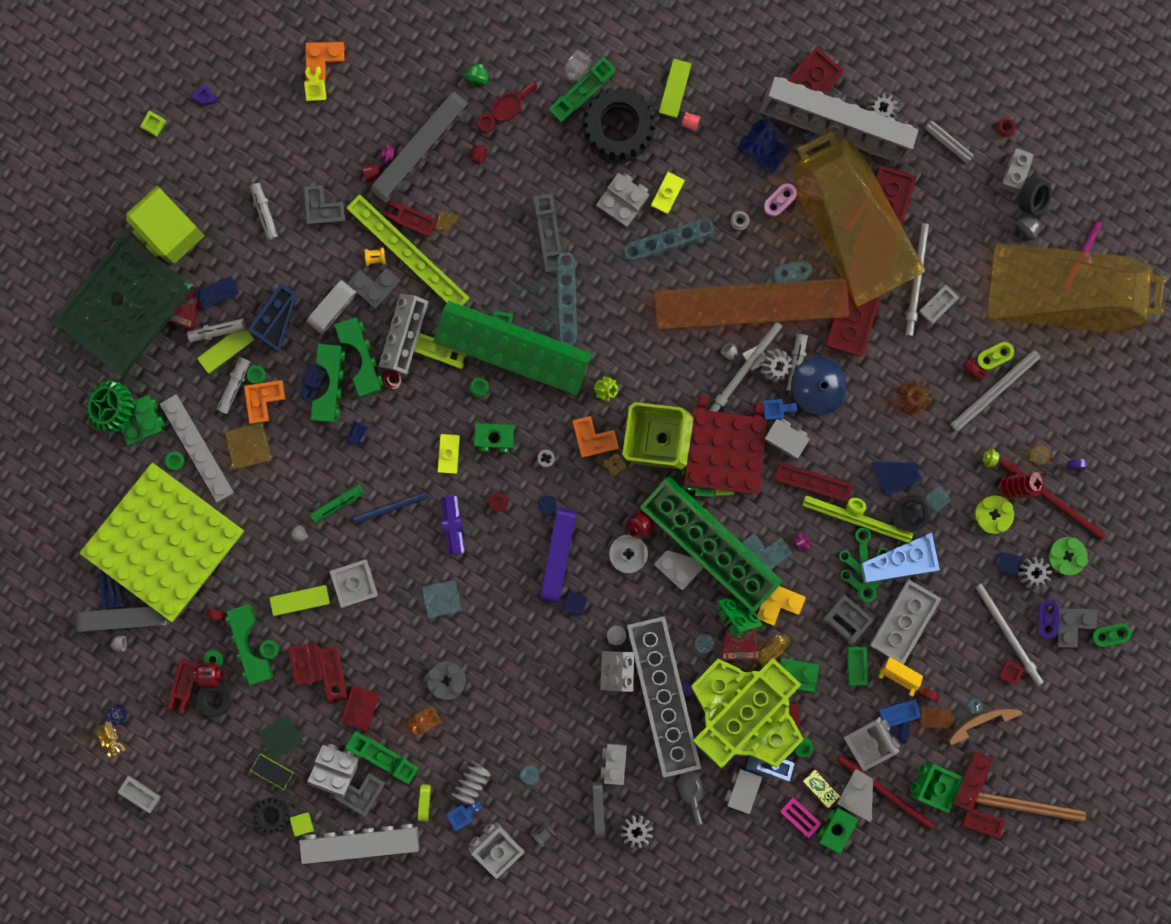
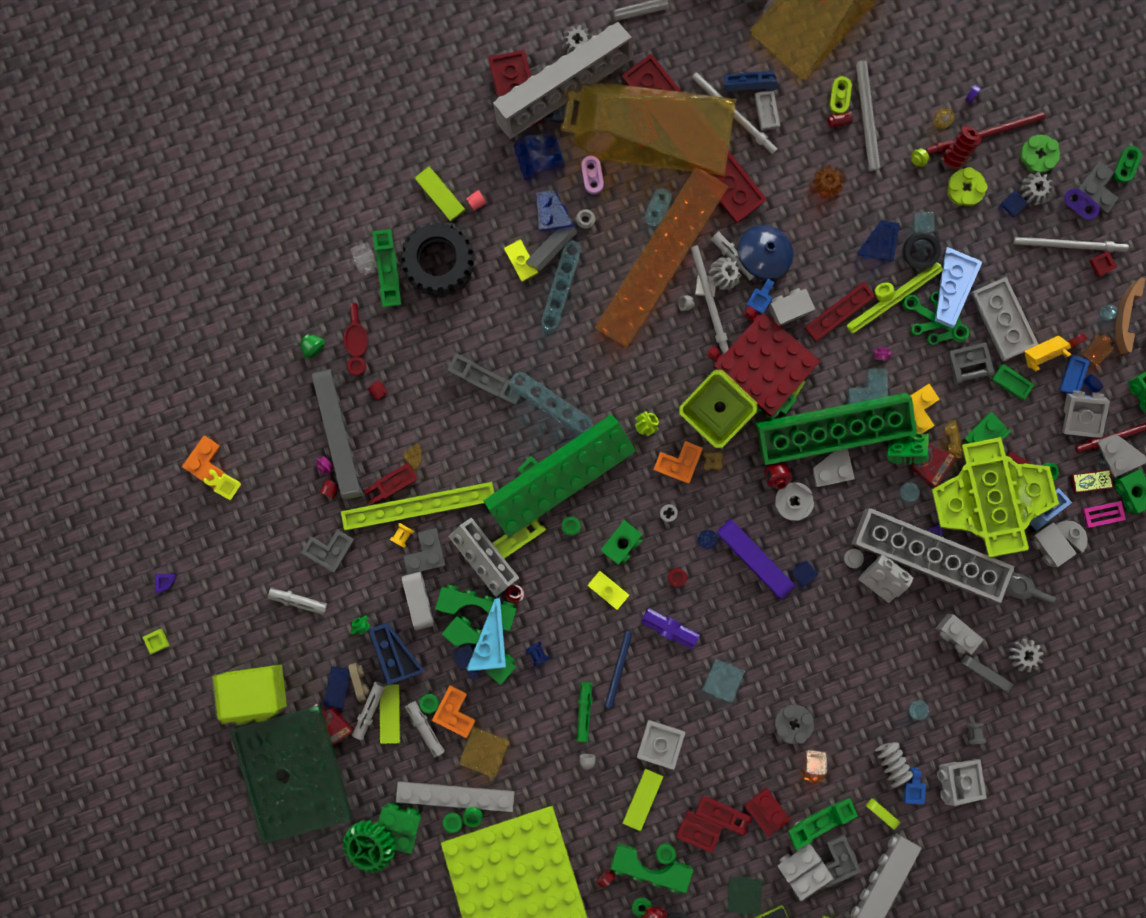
camera: 60 degrees left, 0 degrees up
(190, 473) = (472, 817): none -> green tile
(229, 312) = (360, 688): none -> dark tan plate
(279, 275) = (360, 625): none -> green plate
(335, 389) = (490, 646): none -> medium azure wing
(623, 199) = (500, 299): light grey plate -> none
(695, 209) = (550, 247): none -> dark grey tile
(725, 189) = (552, 212): none -> clear blue wing
(766, 802) = (1074, 534): none -> light grey plate
(952, 273) = (750, 81): none -> dark blue plate

